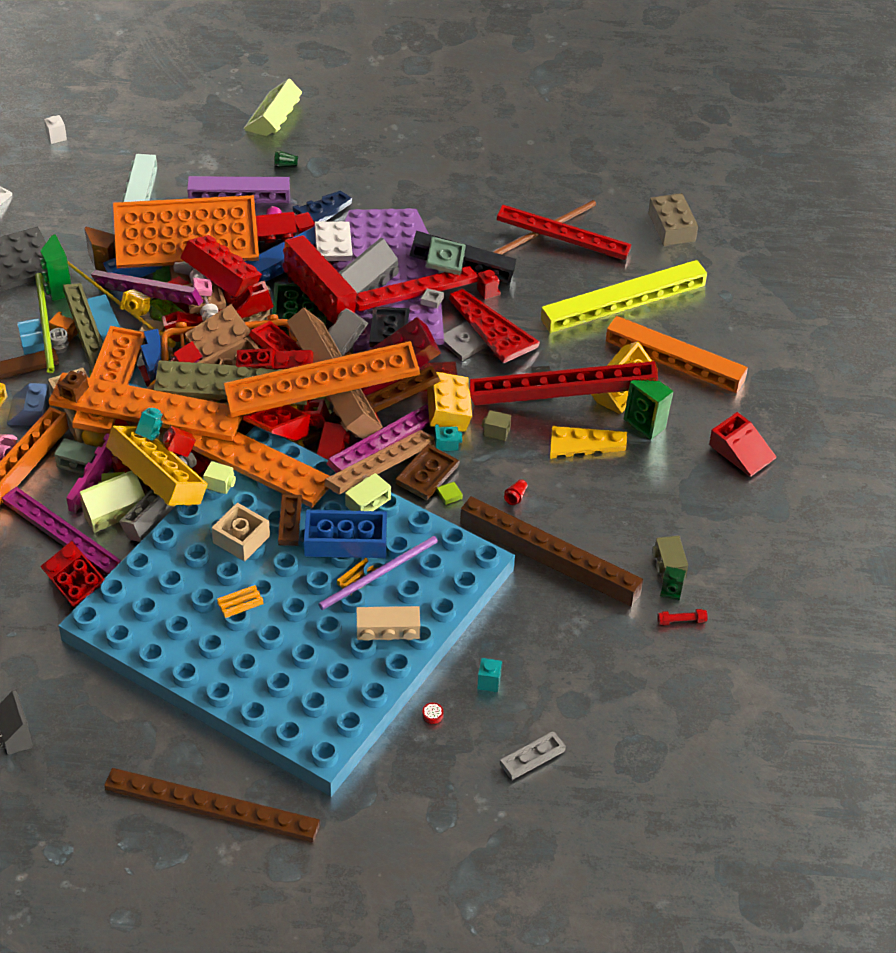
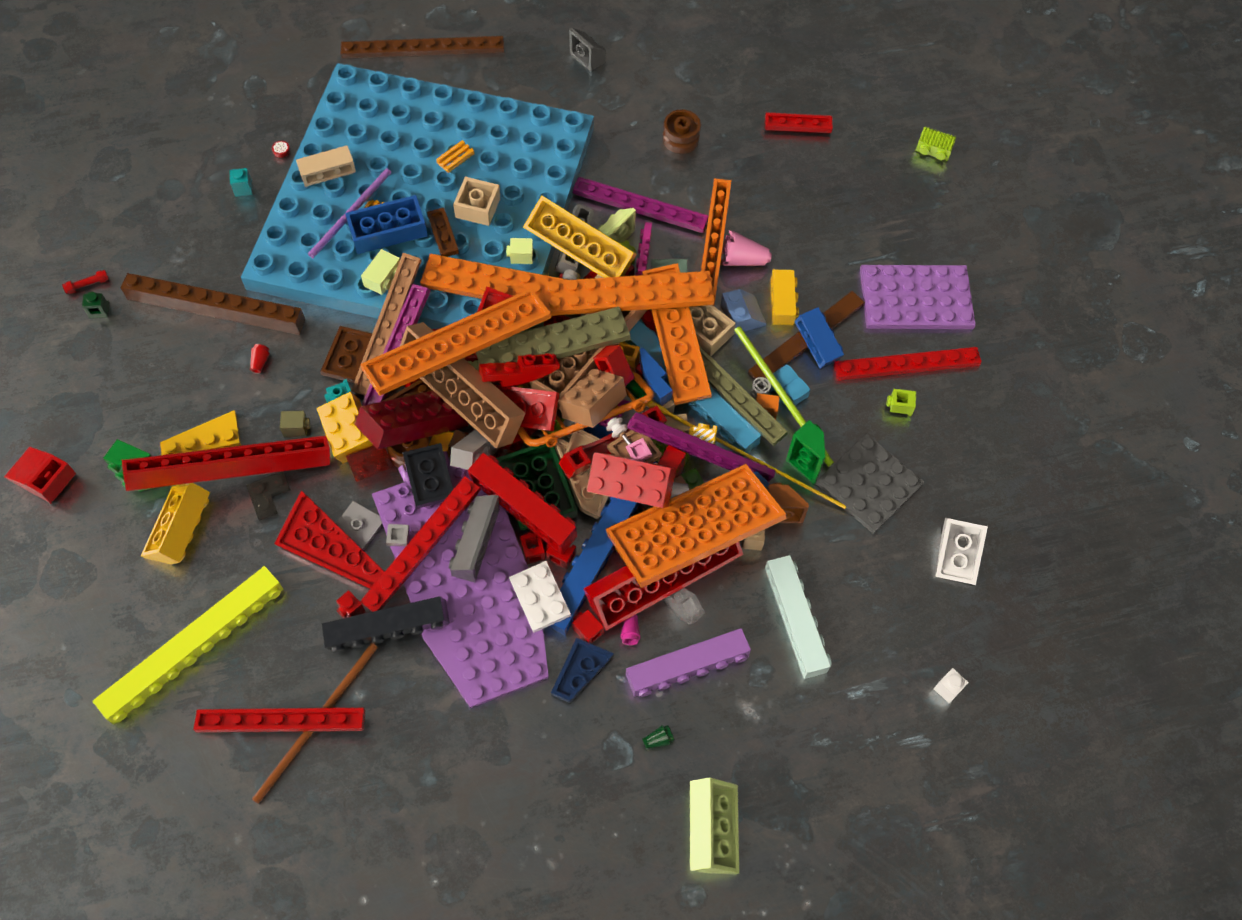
camera: 160 degrees right, 15 degrees up
(72, 573) = (606, 161): red slope -> none
(73, 385) = (690, 275): reddish brown brick -> none
(149, 423) = (603, 268): teal brick -> none
(178, 441) = (572, 268): red brick -> none
(445, 255) = (398, 595): sand green tile -> none
(449, 493) = (321, 342): lime tile -> none
(532, 755) = (193, 136): light grey plate -> none
(669, 553) = (101, 330): olive brick -> none
(673, 219) = (146, 794): dark tan brick -> none
(678, 354) = (120, 575): orange brick -> none

